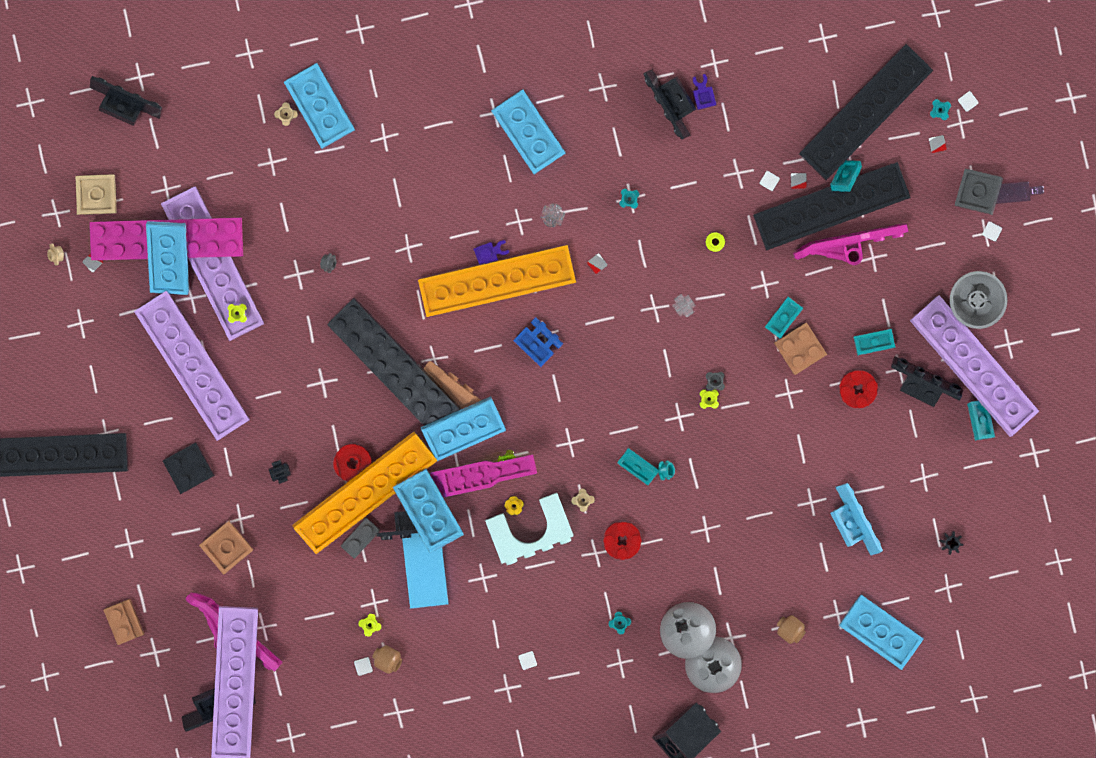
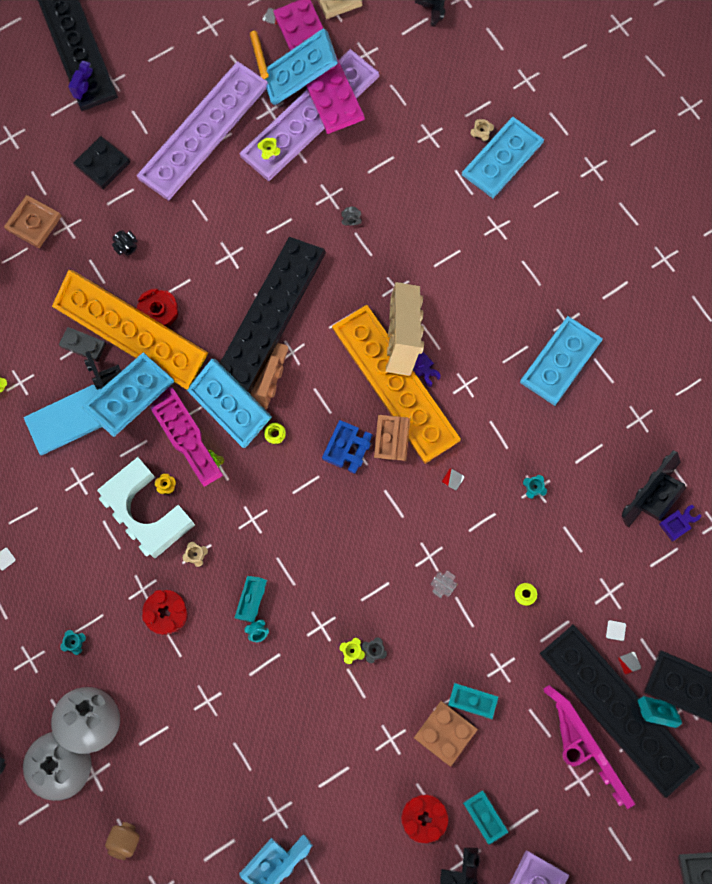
camera: 70 degrees right, 15 degrees down
(107, 463) = (79, 81): none -> dark purple plate
(133, 289) = (259, 54): none -> light orange bar
(454, 255) = (405, 329): none -> tan wedge
(497, 398) = (275, 427): none -> neon yellow plate
(545, 302) = (392, 437): none -> nougat plate
(552, 215) = (485, 413): clear gear -> none

